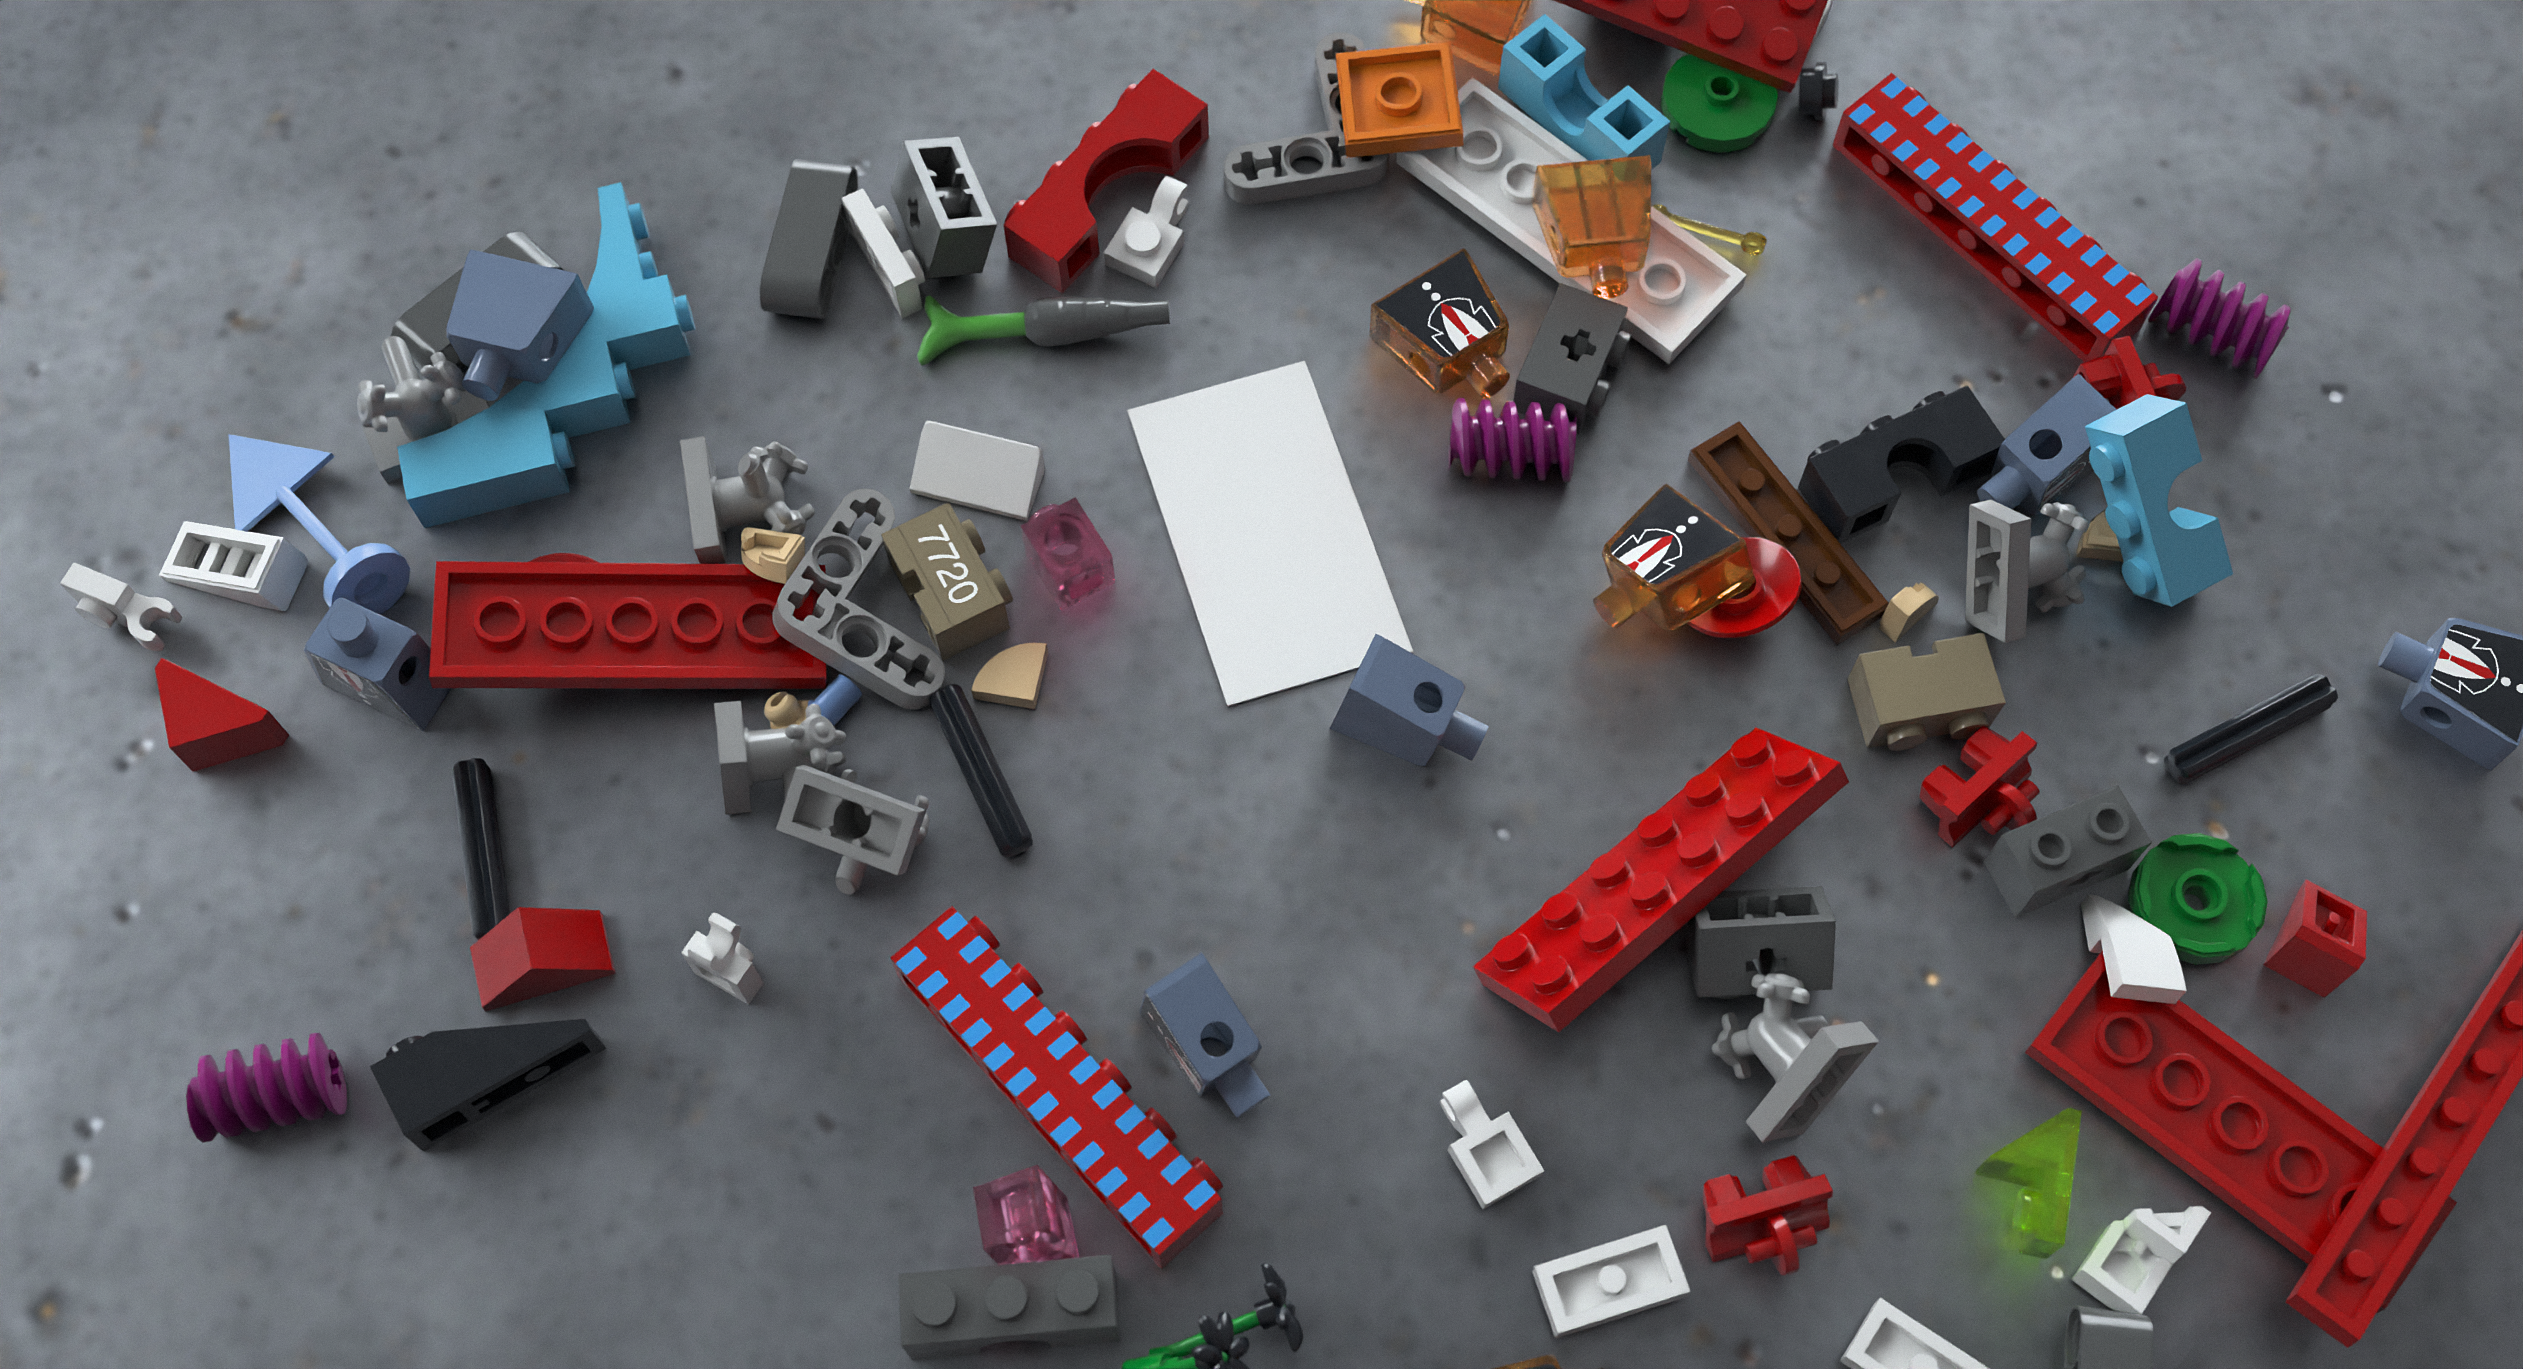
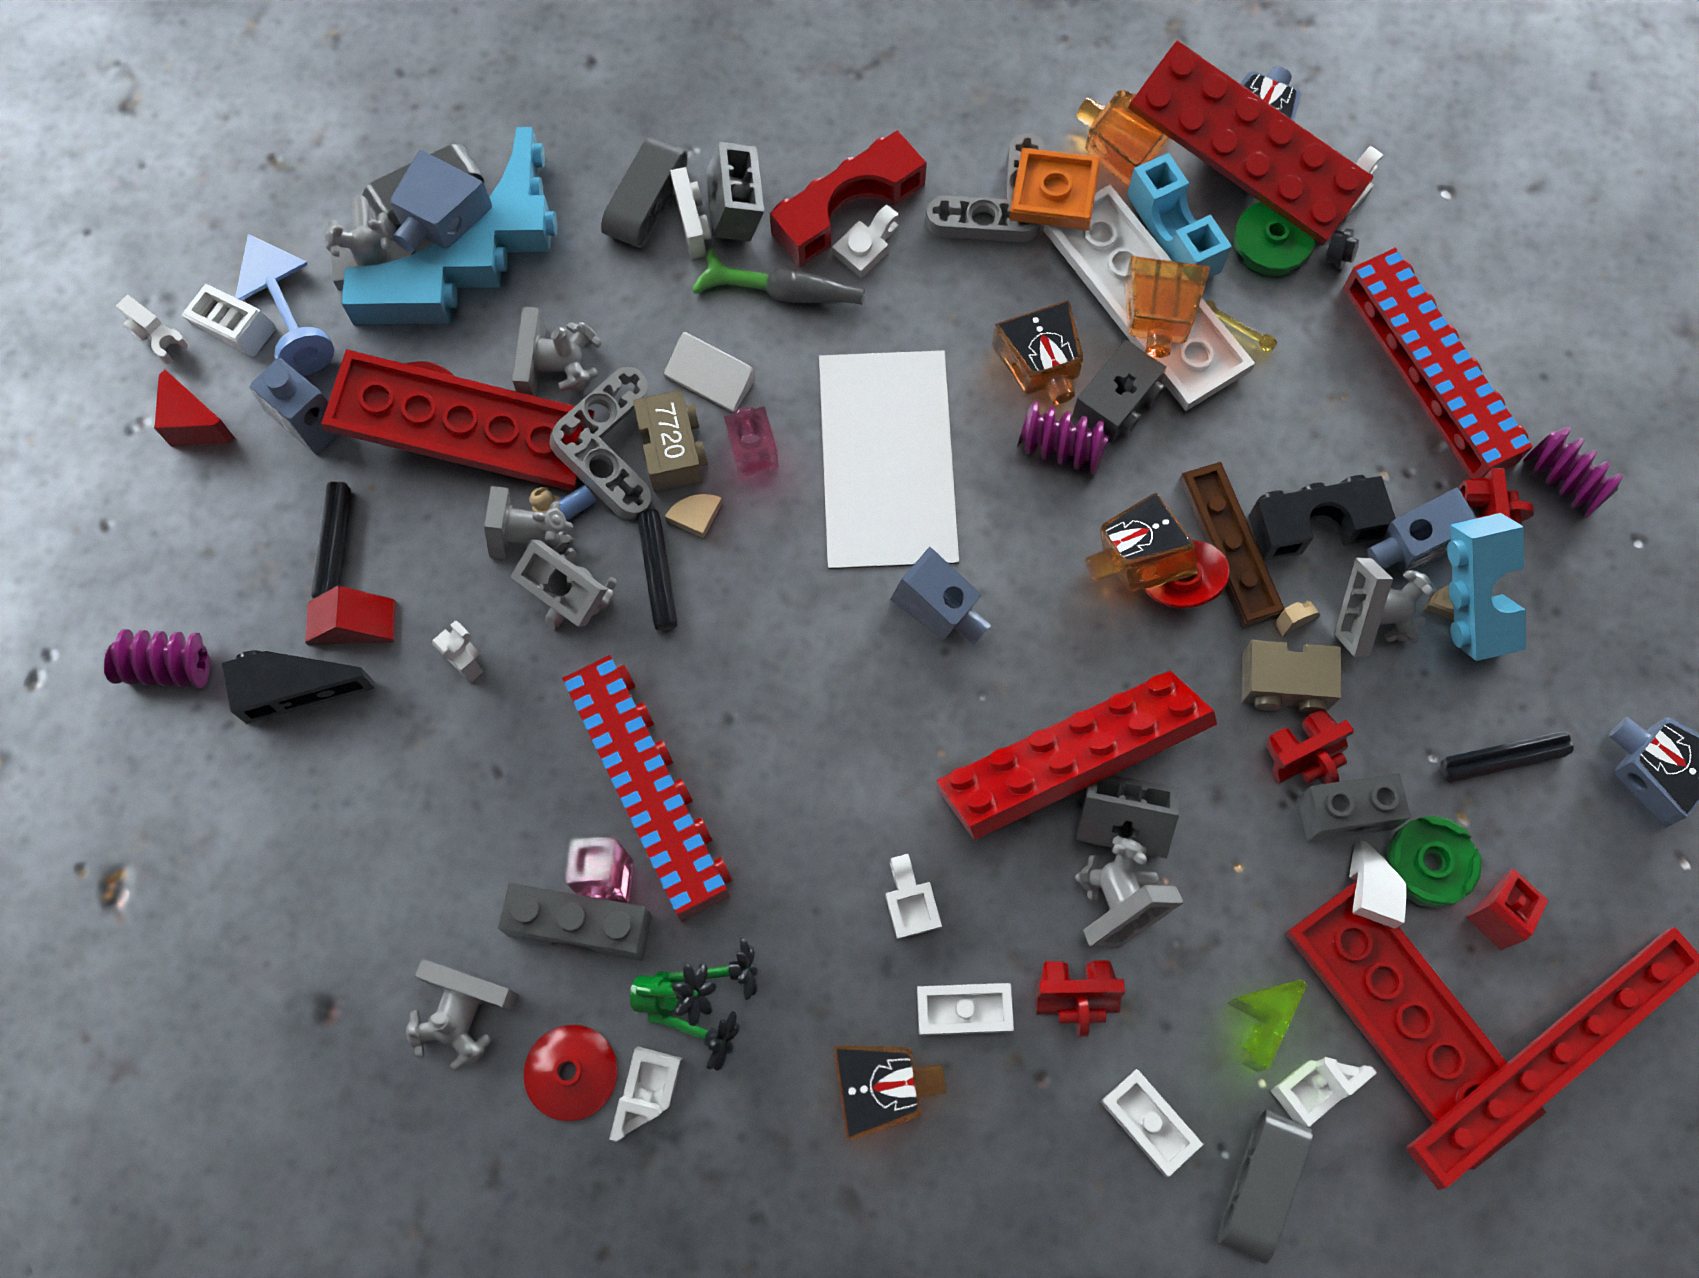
camera: 15 degrees right, 5 degrees up
(771, 553) = (561, 395): tan tile -> none
(1197, 1007) = (741, 762): sand blue torso -> none

